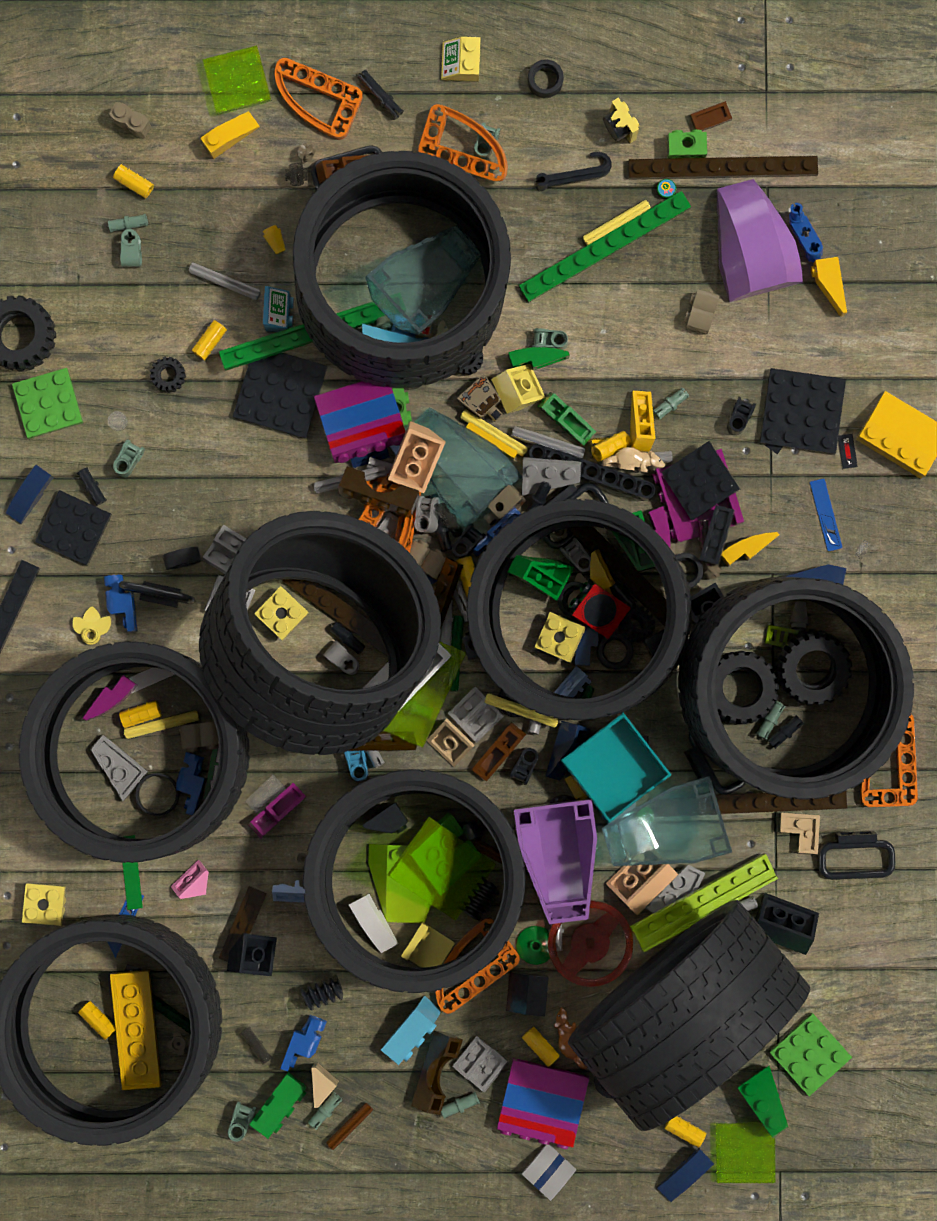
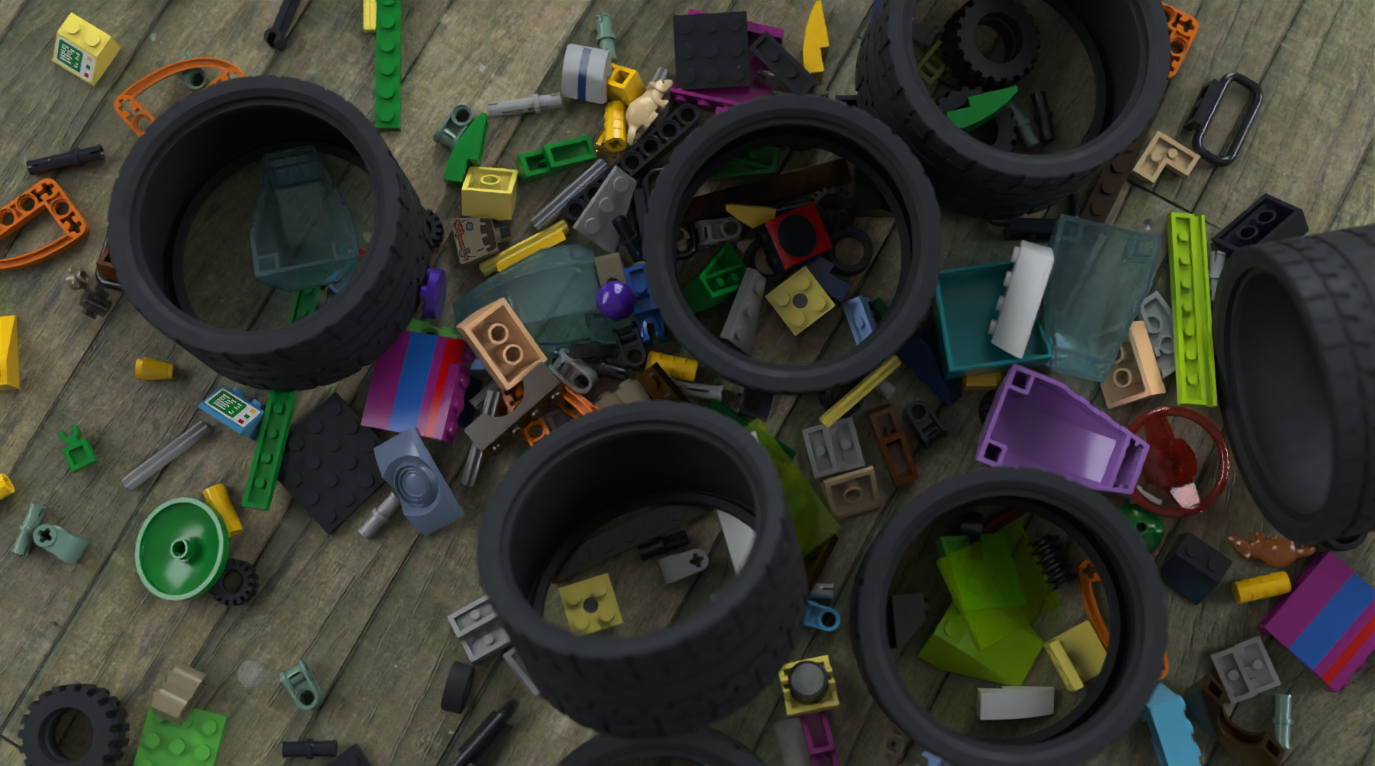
camera: 60 degrees left, 5 degrees down
(79, 384) = (179, 694): none -> dark tan brick
(170, 329) = (182, 549): none -> green dish
(194, 224) = (79, 452): none -> green plate
(263, 443) = (380, 516): none -> light grey pin
(297, 455) = (418, 482): none -> sand blue slope
(308, 782) = (808, 686): none -> piece
(427, 393) = (434, 293): none -> dark purple tile
(488, 515) = (616, 300): none -> dark purple hair
(531, 604) = (744, 313): none -> light grey wing
(595, 380) = (525, 105): none -> light grey pin
(635, 405) = (586, 73): none -> light grey slope
(637, 780) = (1021, 298): none -> white slope
(754, 684) = (981, 108): none -> green slope

